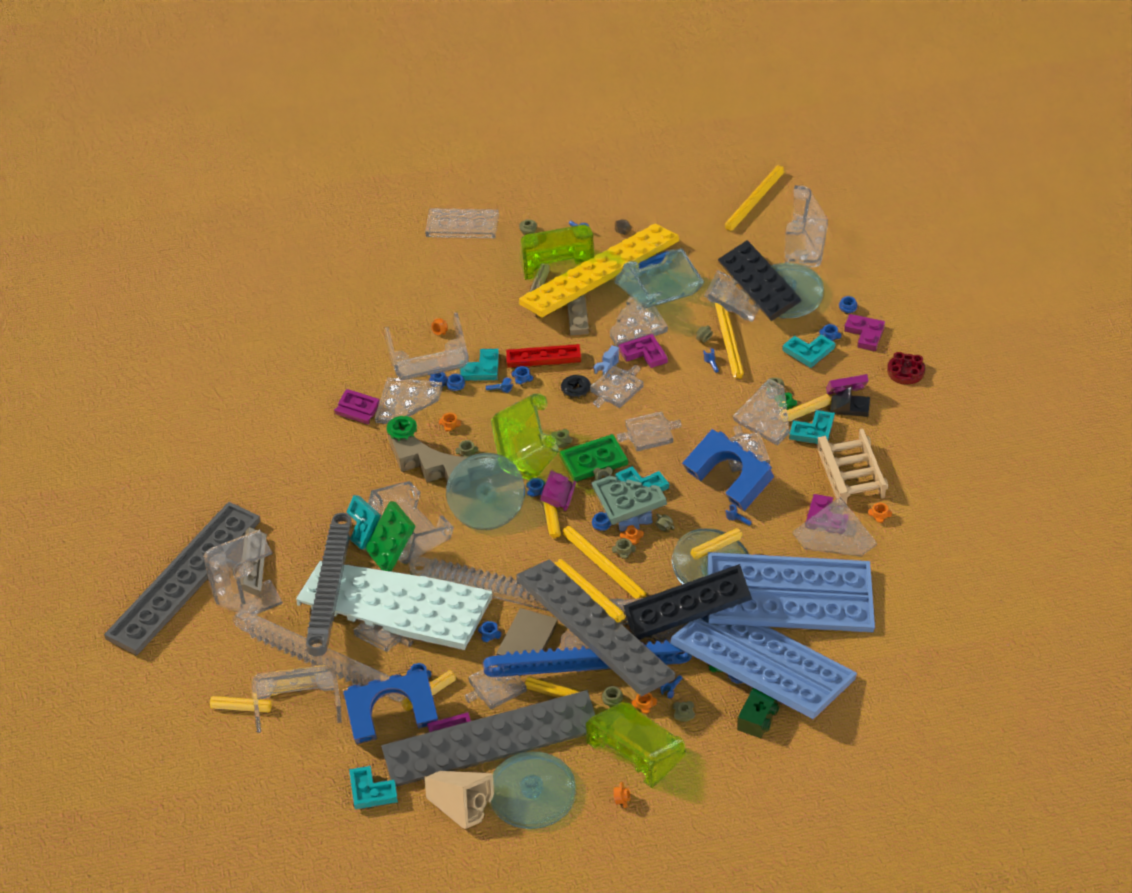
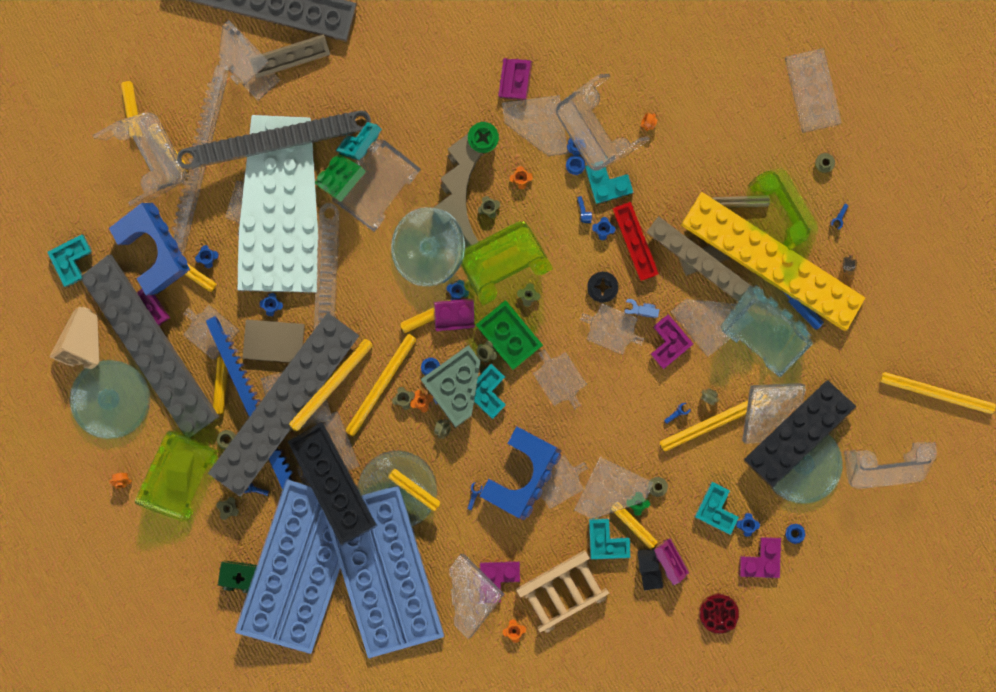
camera: 70 degrees right, 40 degrees up
(577, 314) = (698, 258): none -> dark tan plate

